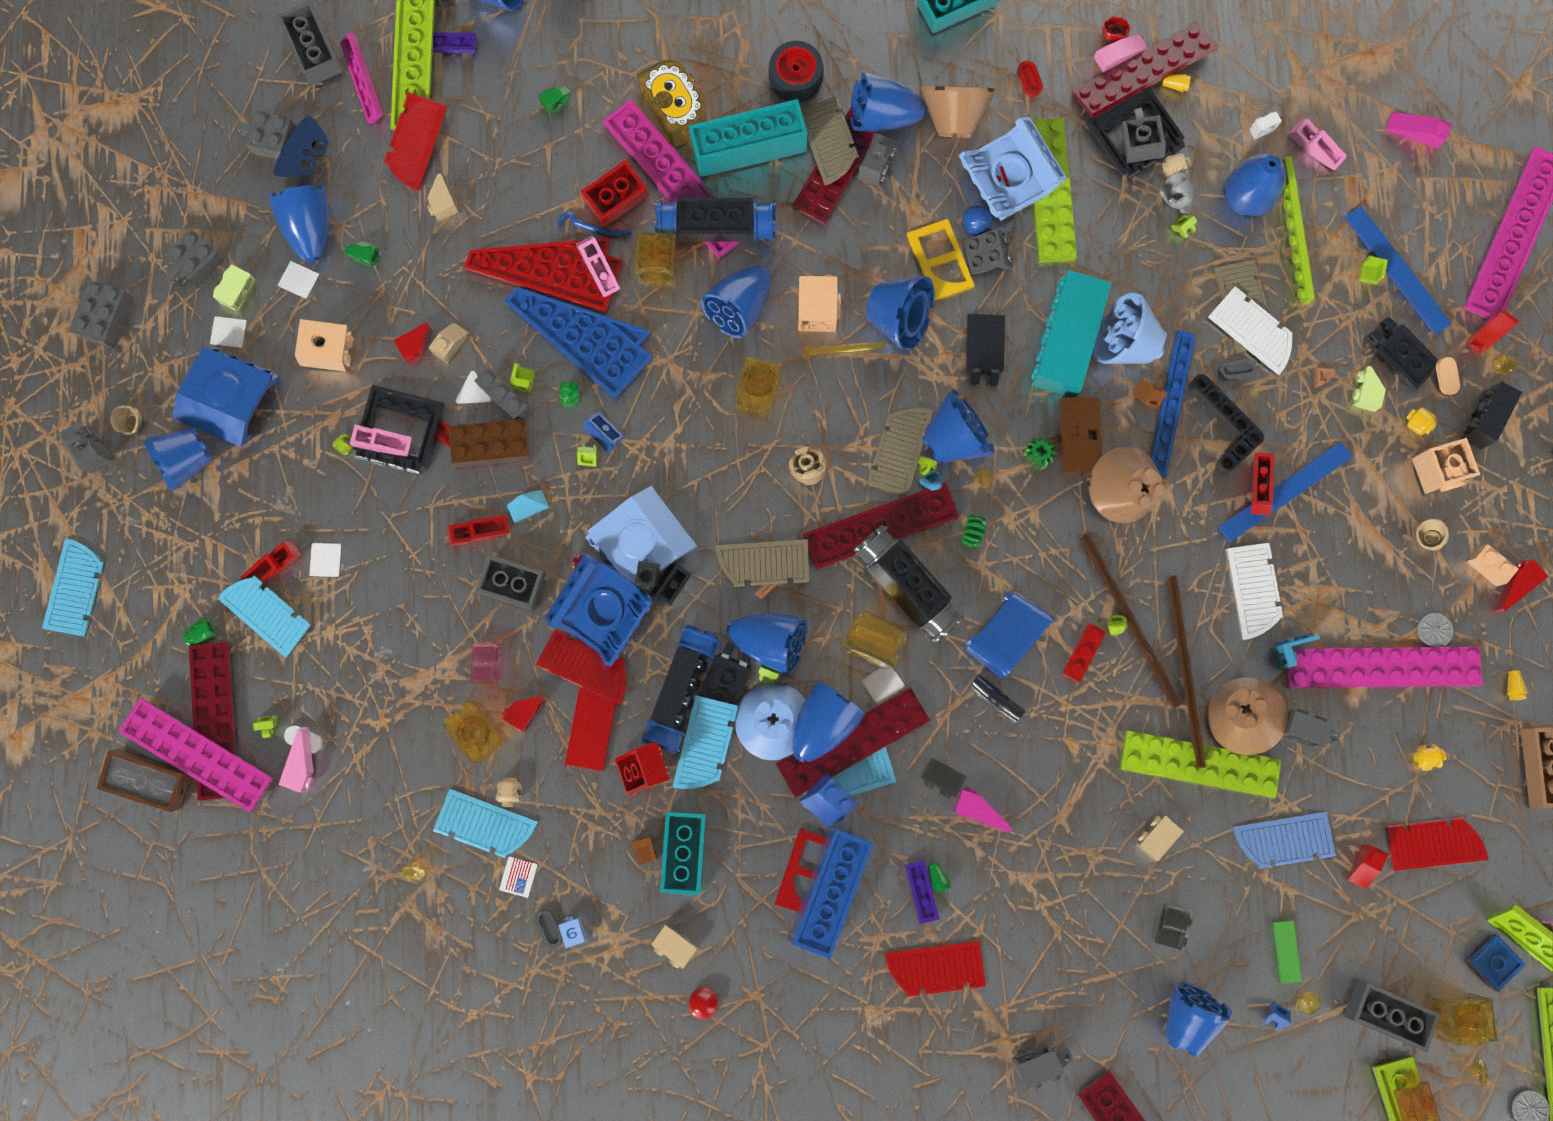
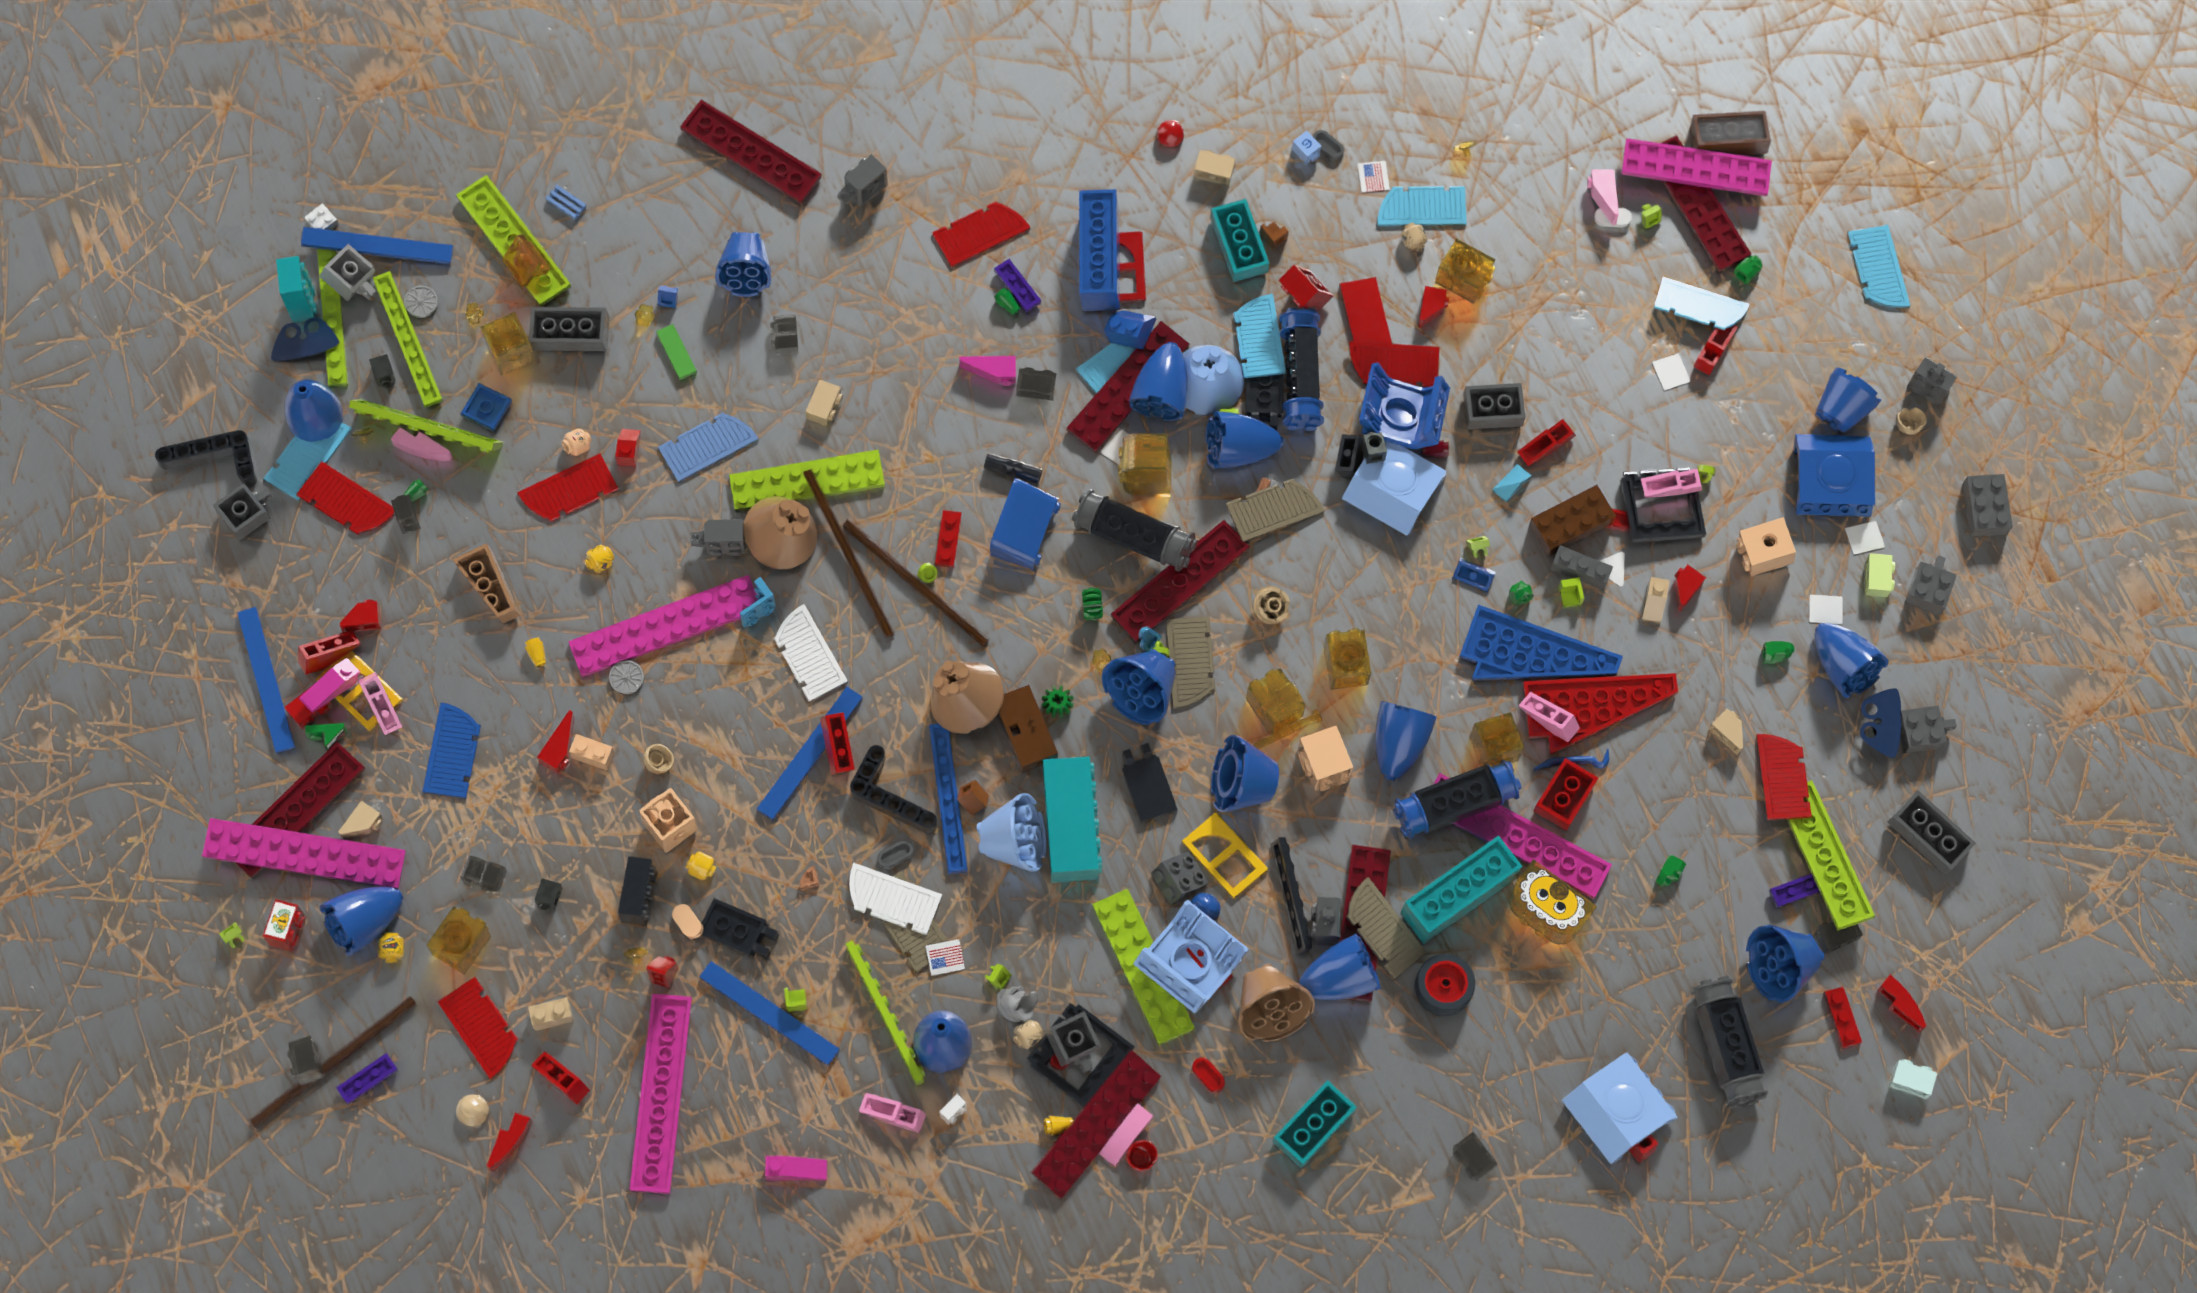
camera: 155 degrees right, 10 degrees down
(361, 78) = (1865, 820): dark pink plate -> none
(484, 663) = (1484, 332): clear pink brick -> none
(841, 373) = (1275, 701): none -> clear yellow brick
(897, 193) = (1291, 895): none -> black plate
(1224, 261) = (945, 957): none -> sticker
(1369, 391) = (760, 876): yellowish green slope -> none
(1417, 888) = (576, 442): none -> light nougat head

